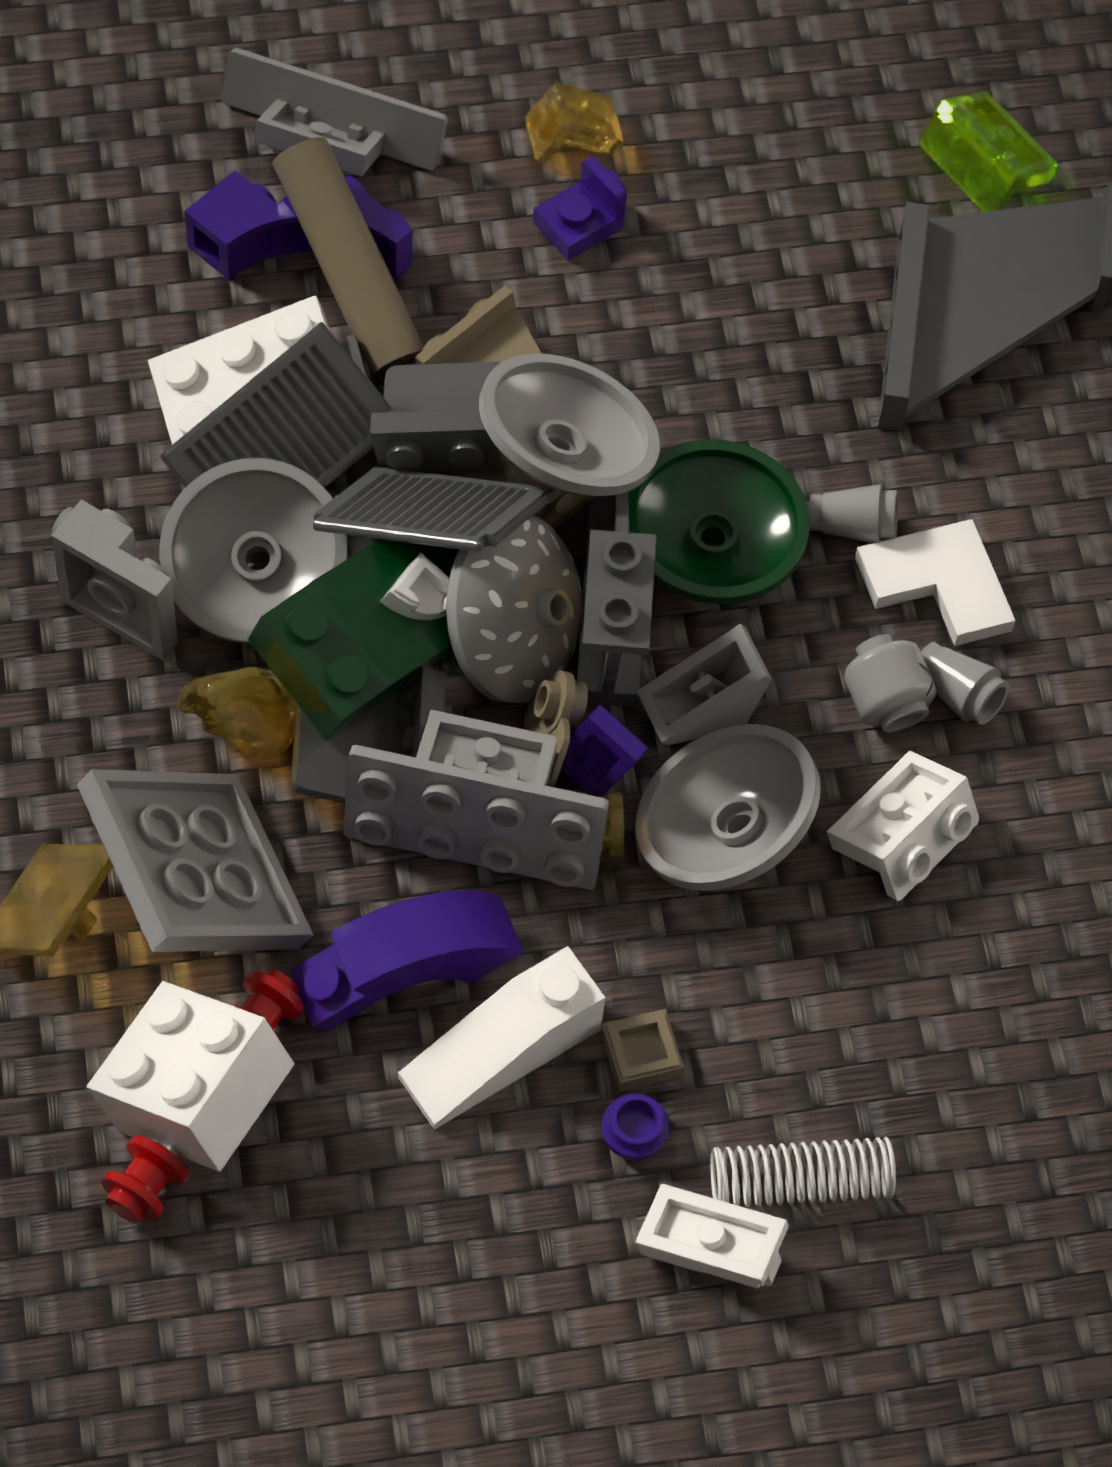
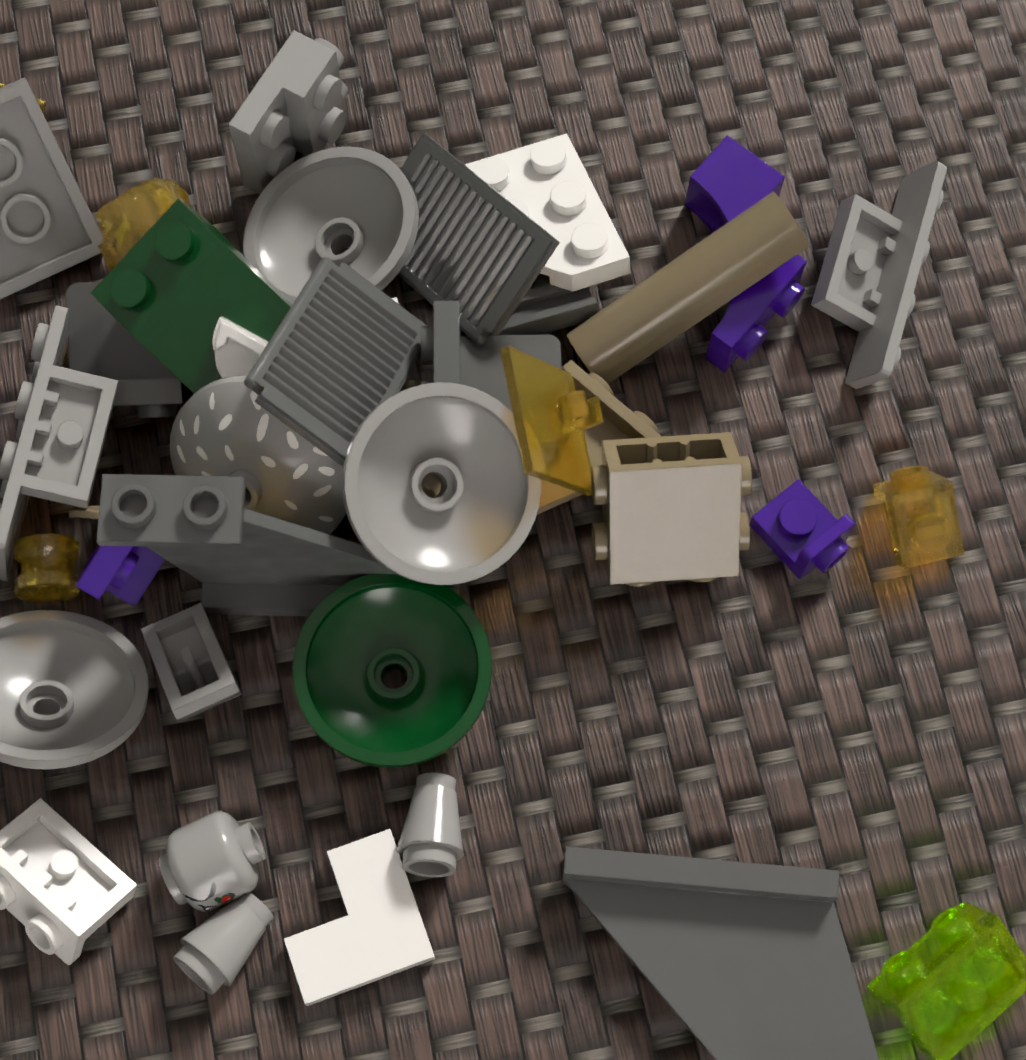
camera: 90 degrees right, 10 degrees up
(499, 341) = (550, 420): none -> clear yellow piece
(573, 287) = (670, 508): none -> brick

